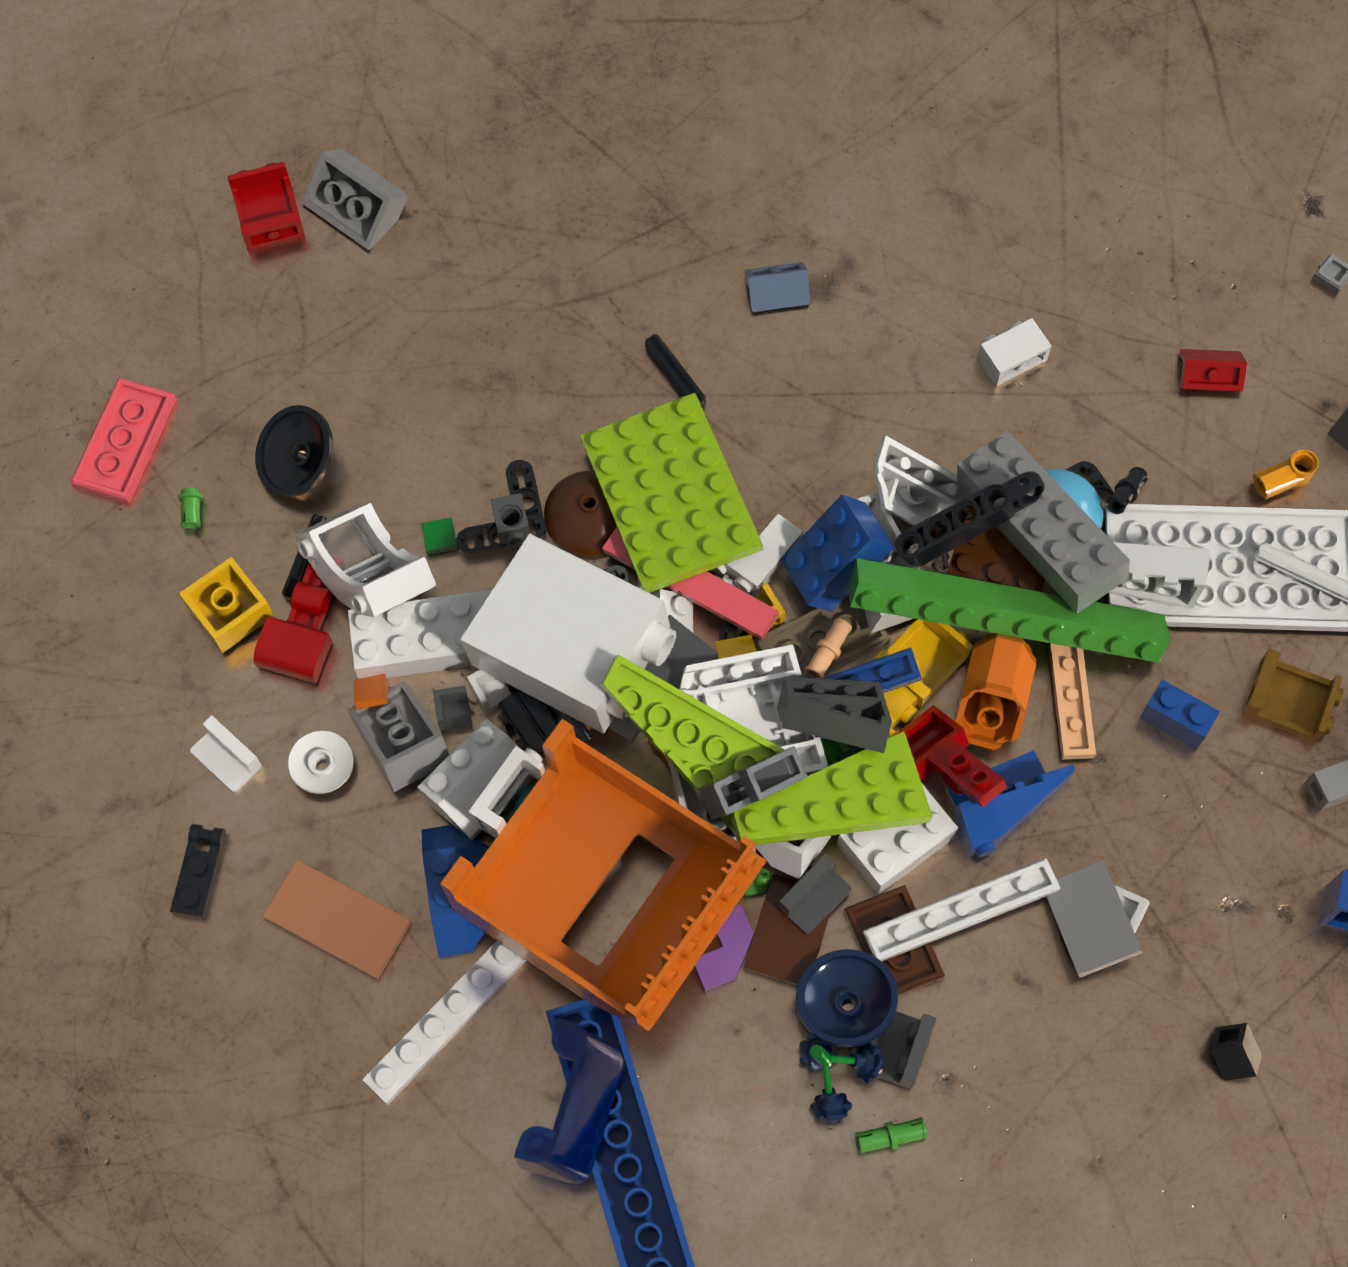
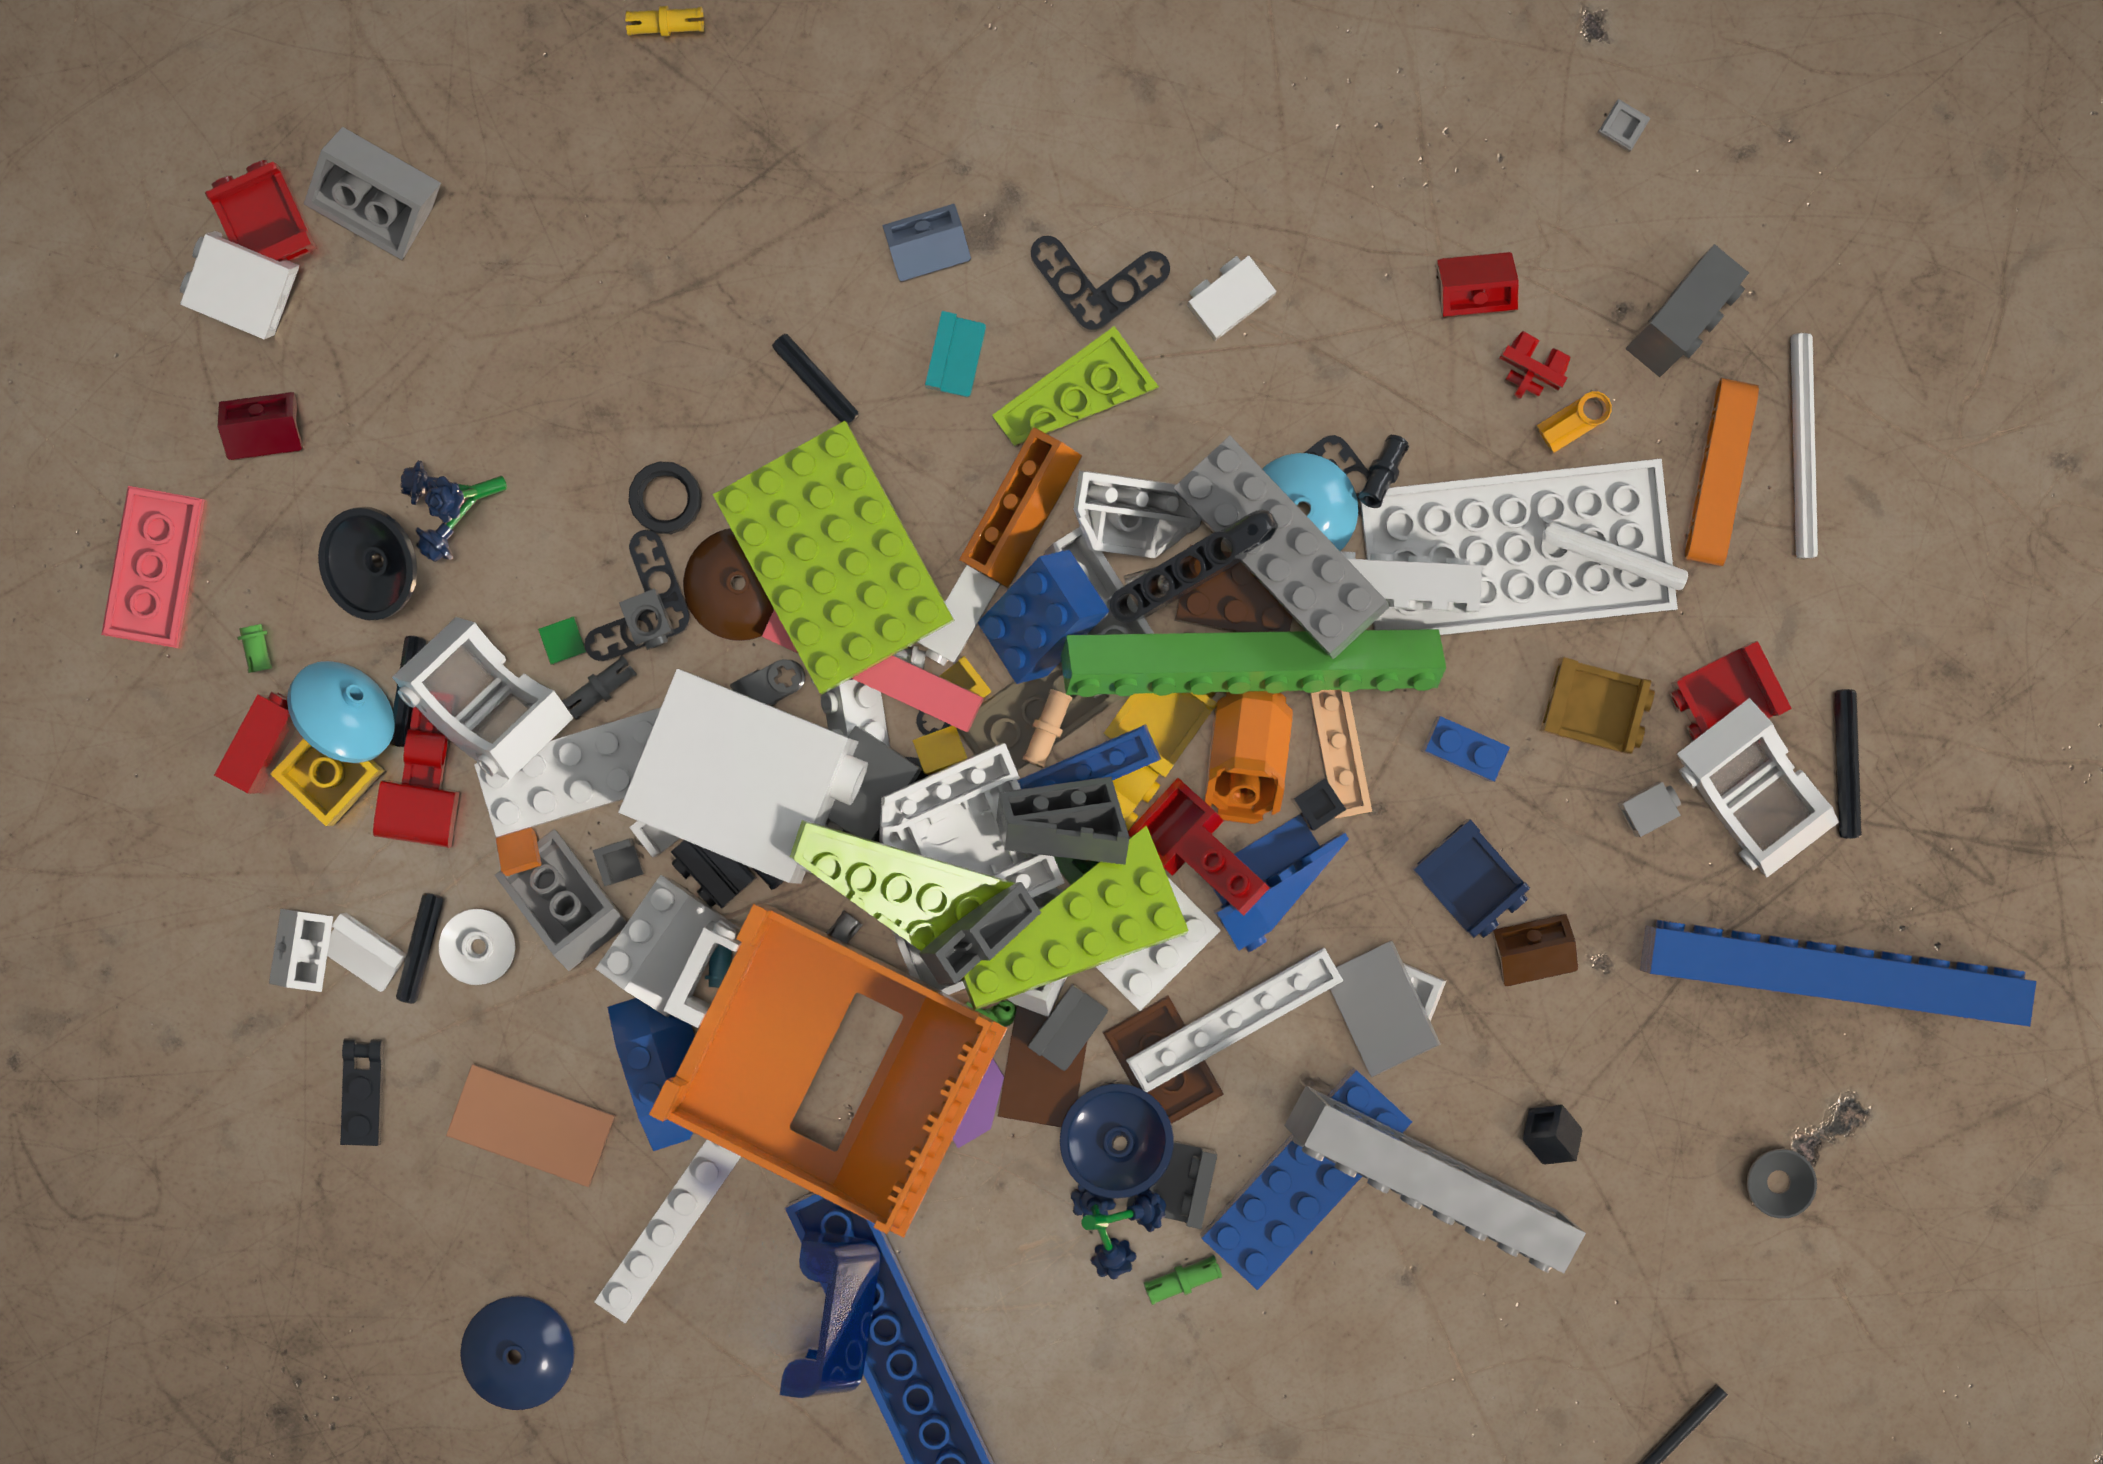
camera: 10 degrees left, 20 degrees up
(172, 741) = (301, 950): none -> white brick
(173, 569) = (257, 744): none -> red brick
(231, 349) = (259, 426): none -> dark red panel
(239, 243) = (237, 285): none -> white panel
(247, 555) = (340, 712): none -> medium azure dish
(272, 759) = (419, 948): none -> black axle
(304, 1131) = (523, 1326): none -> dark blue dish
(363, 404) = (445, 502): none -> dark blue plant
(463, 573) = (599, 687): none -> dark grey pin
(537, 418) = (656, 470): none -> black tyre
(599, 112) = (664, 21): none -> yellow pin
(787, 367) = (955, 355): none -> teal panel
(828, 474) = (1020, 507): none -> orange brick
(887, 401) = (1083, 385): none -> lime wing
(908, 340) = (1102, 295): none -> black beam
(1010, 1057) = (1291, 1194): none -> blue brick
(1050, 739) = (1318, 804): none -> black panel
(1133, 1063) = (1433, 1180): none -> light grey brick
(1175, 823) = (1471, 880): none -> dark blue panel
(1230, 891) = (1536, 950): none -> reddish brown panel
(1253, 434) = (1549, 373): none -> red hips

